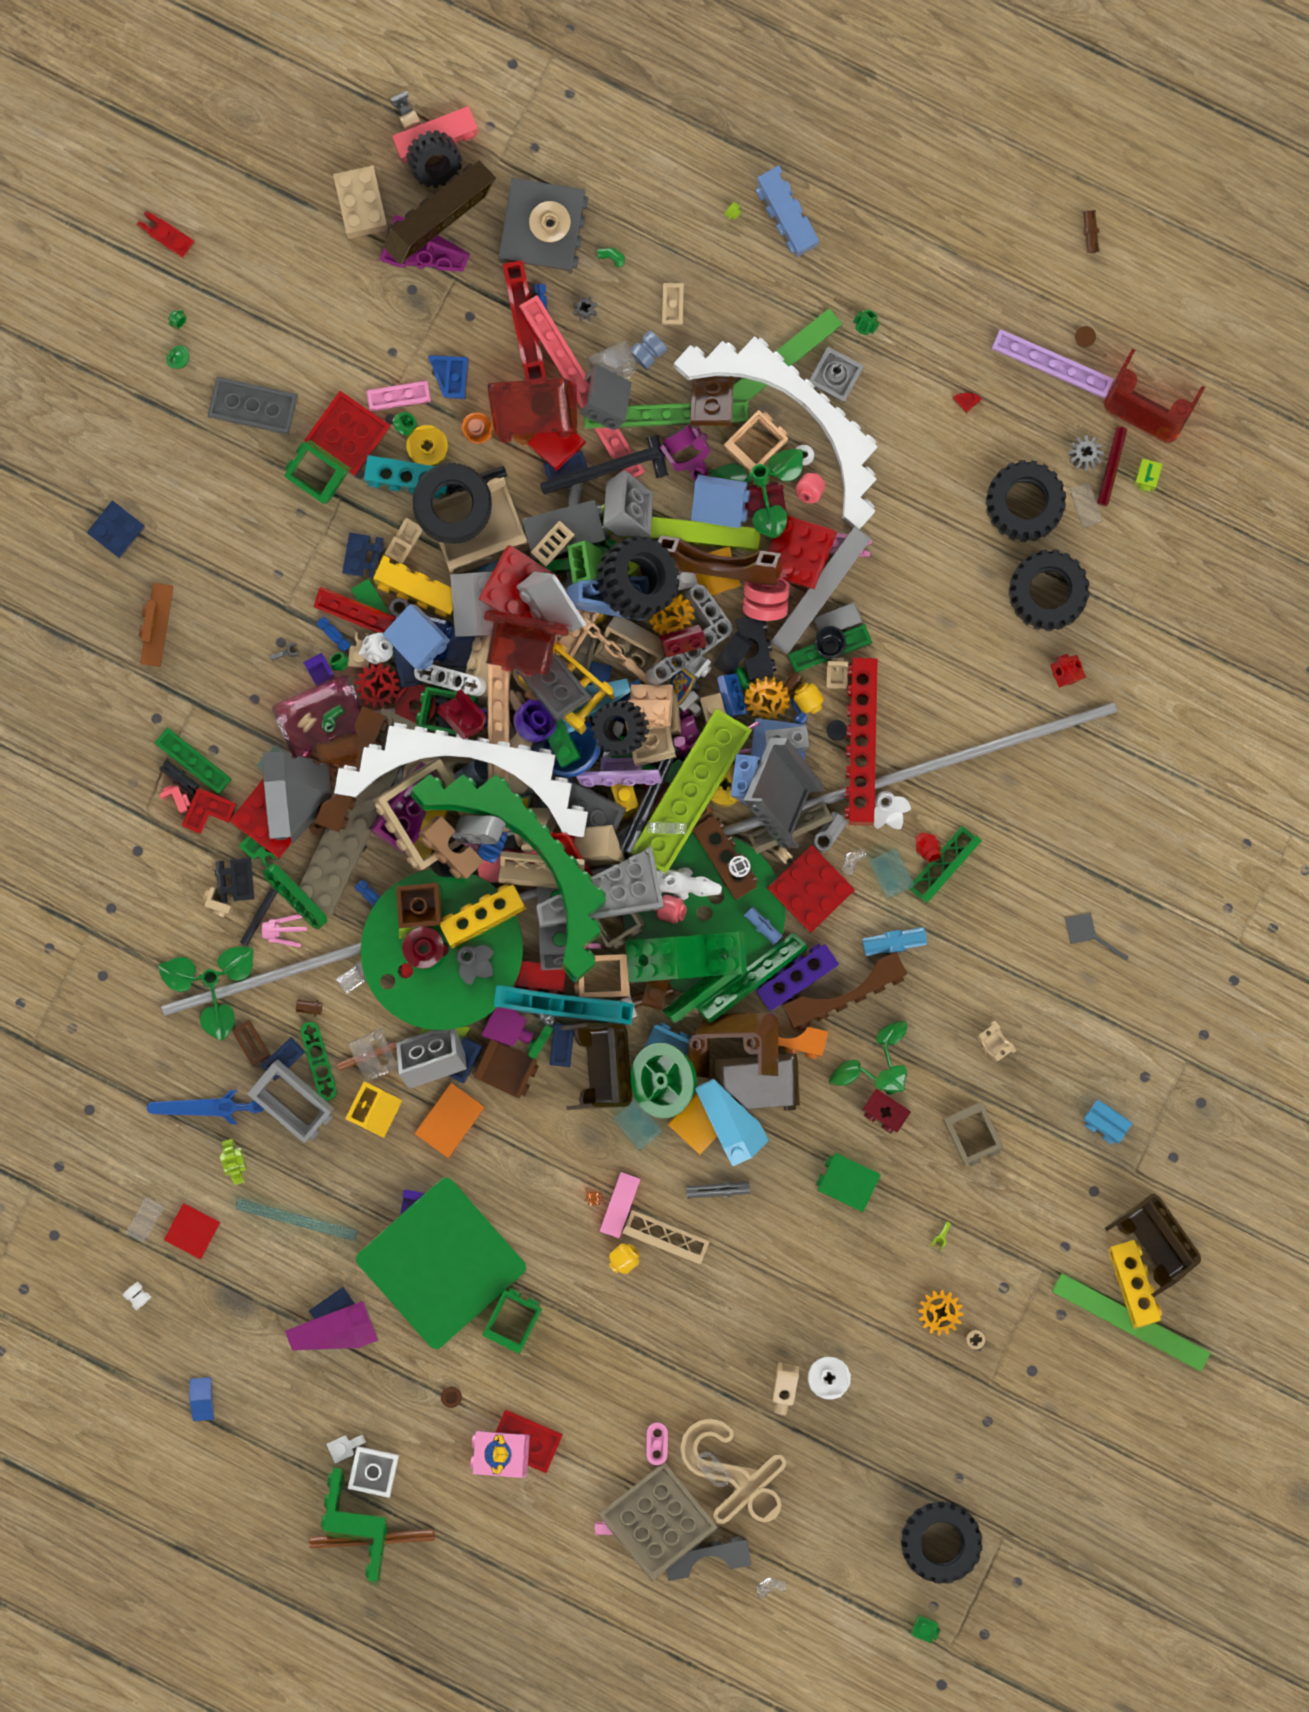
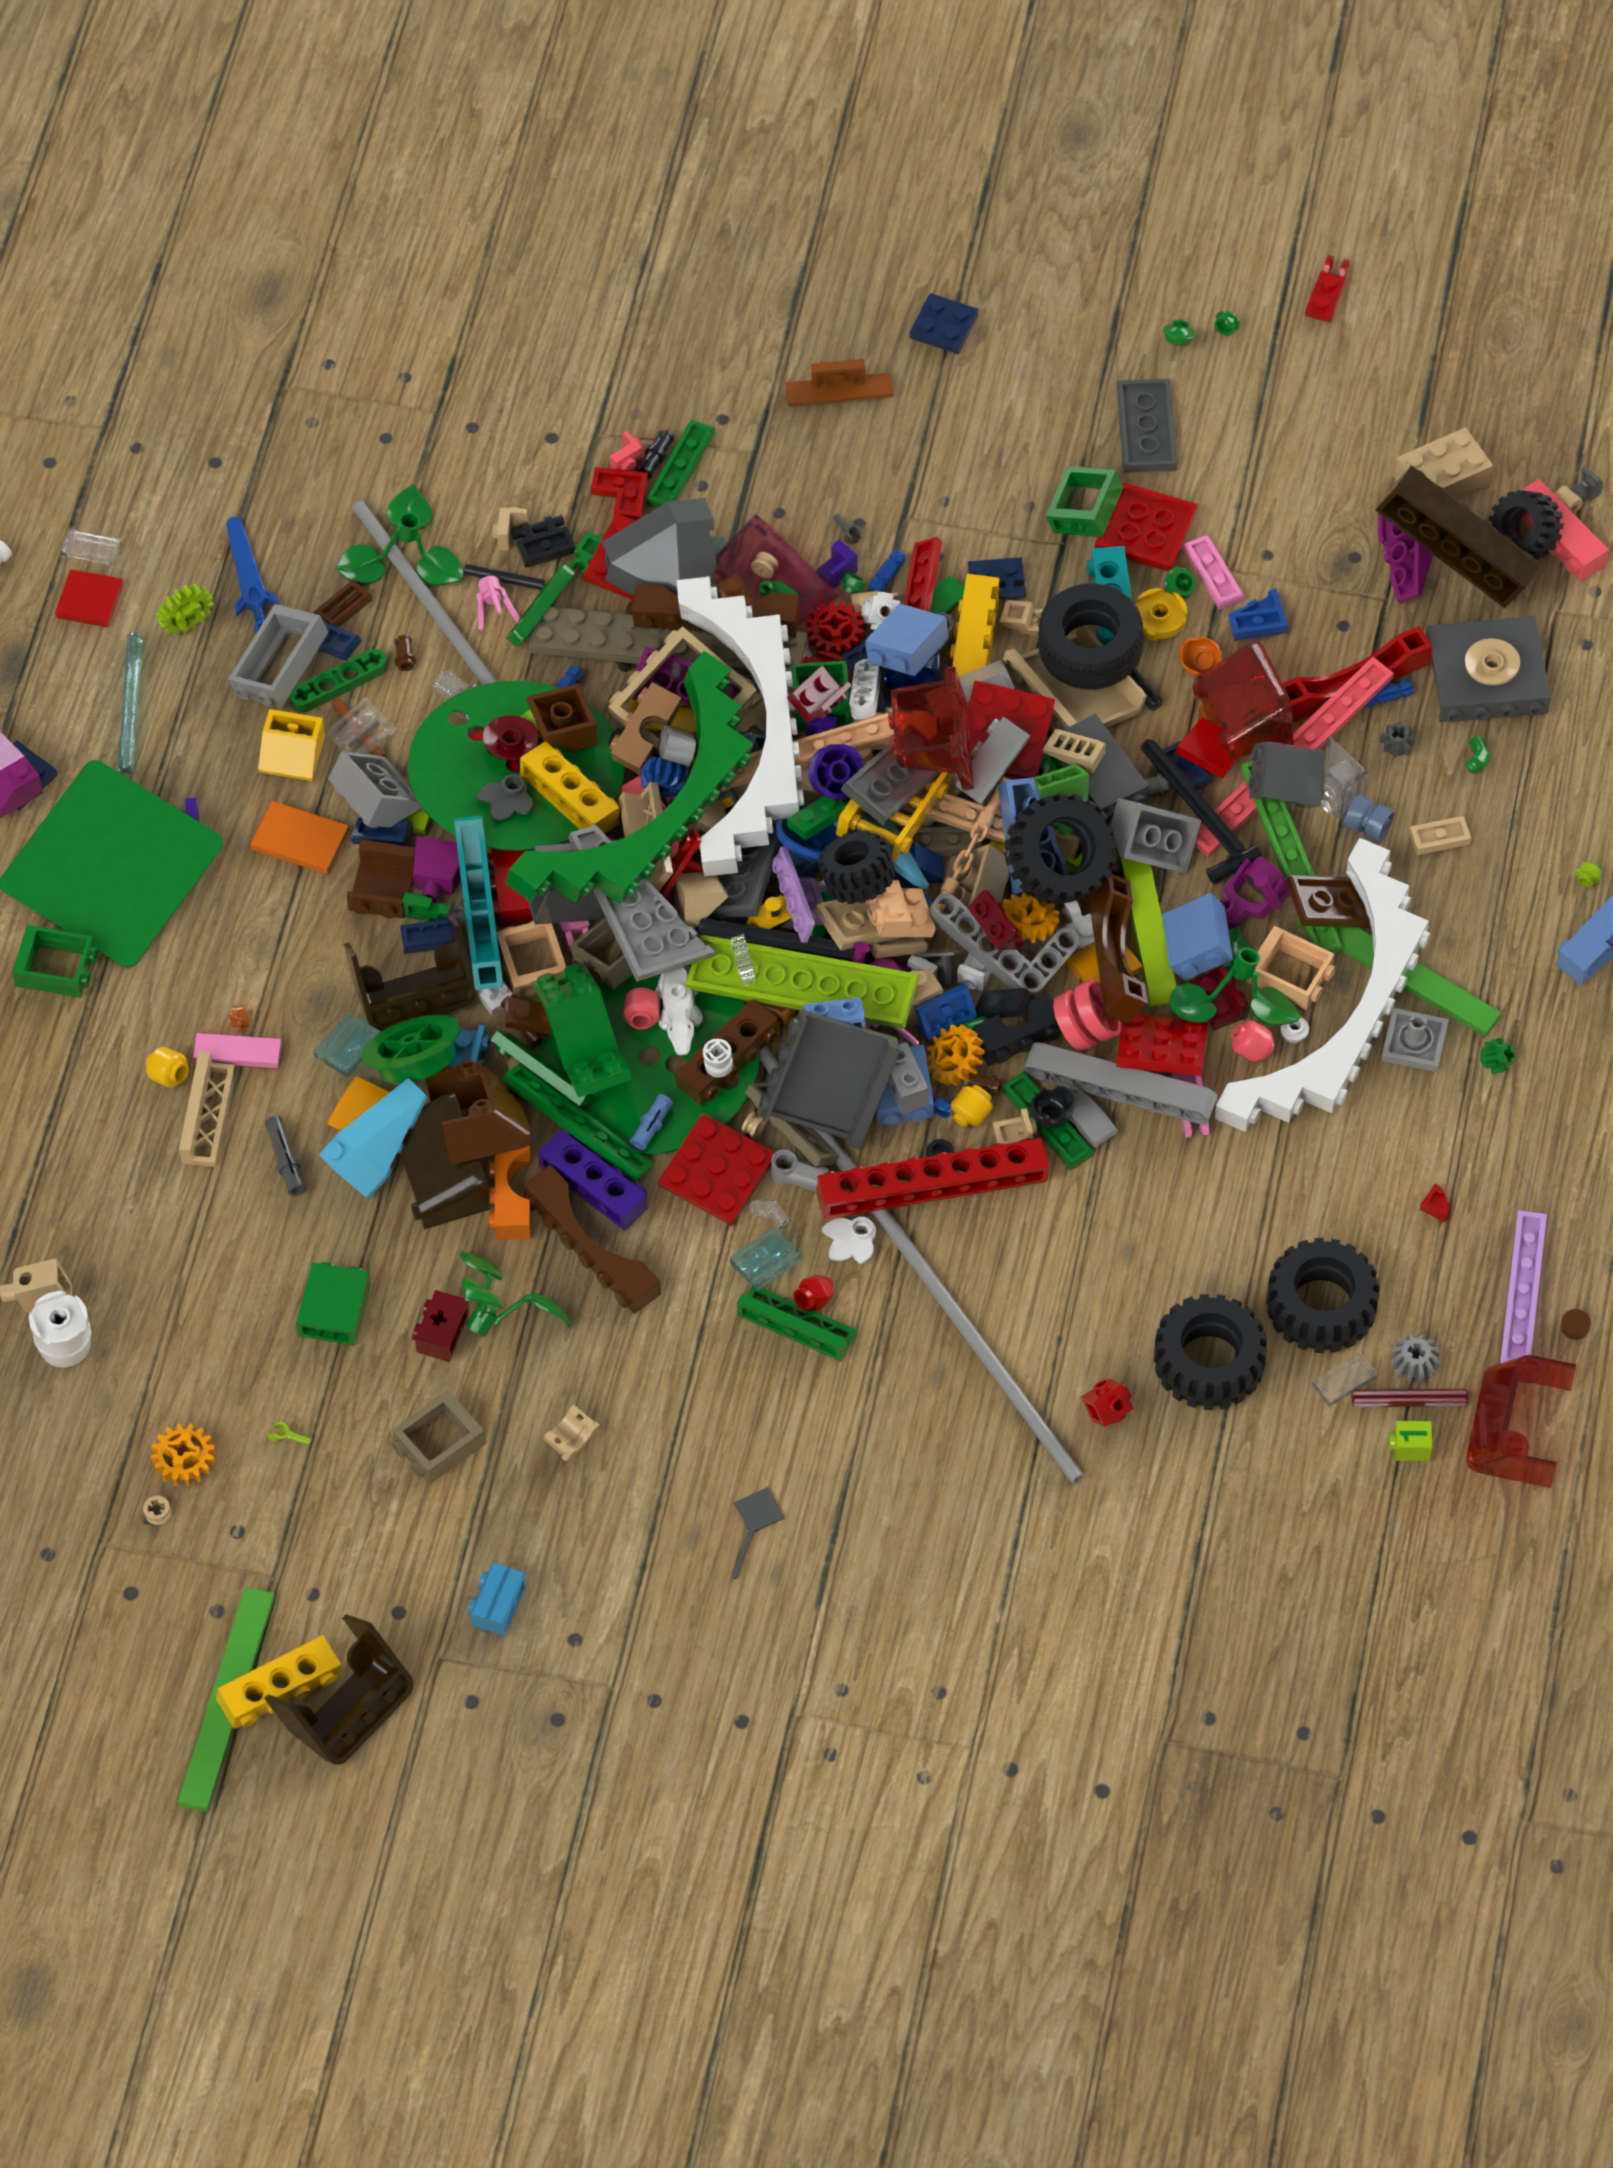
camera: 80 degrees right, 25 degrees down
(894, 941) = (675, 1283): dark azure piece -> none

